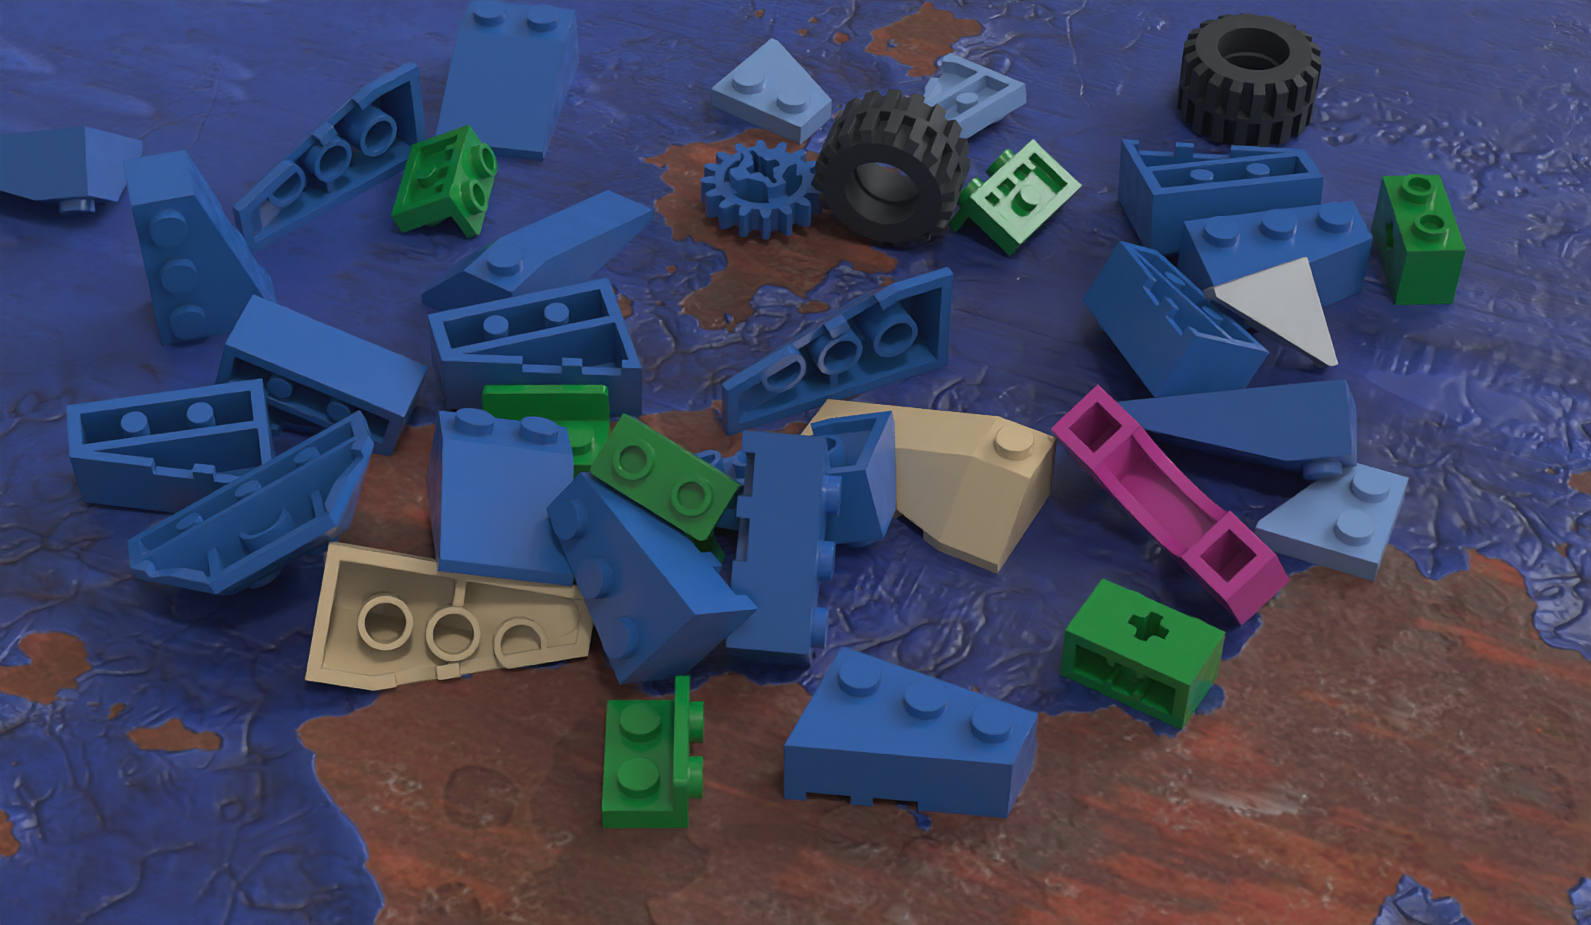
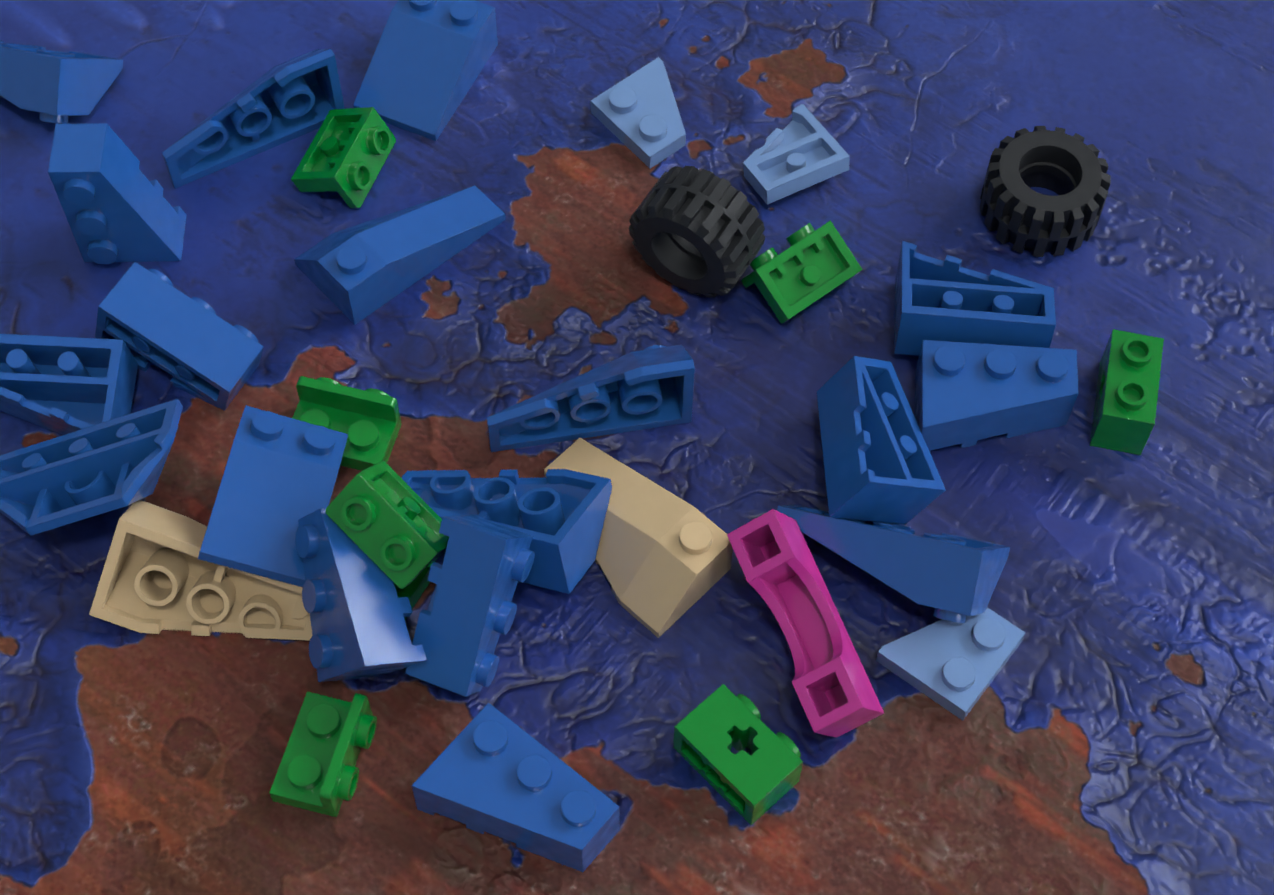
camera: 15 degrees right, 15 degrees up
(537, 339) = (356, 345): blue wedge -> none
(760, 189) = (575, 226): blue gear -> none
(1282, 306) = (974, 441): light grey tile -> none

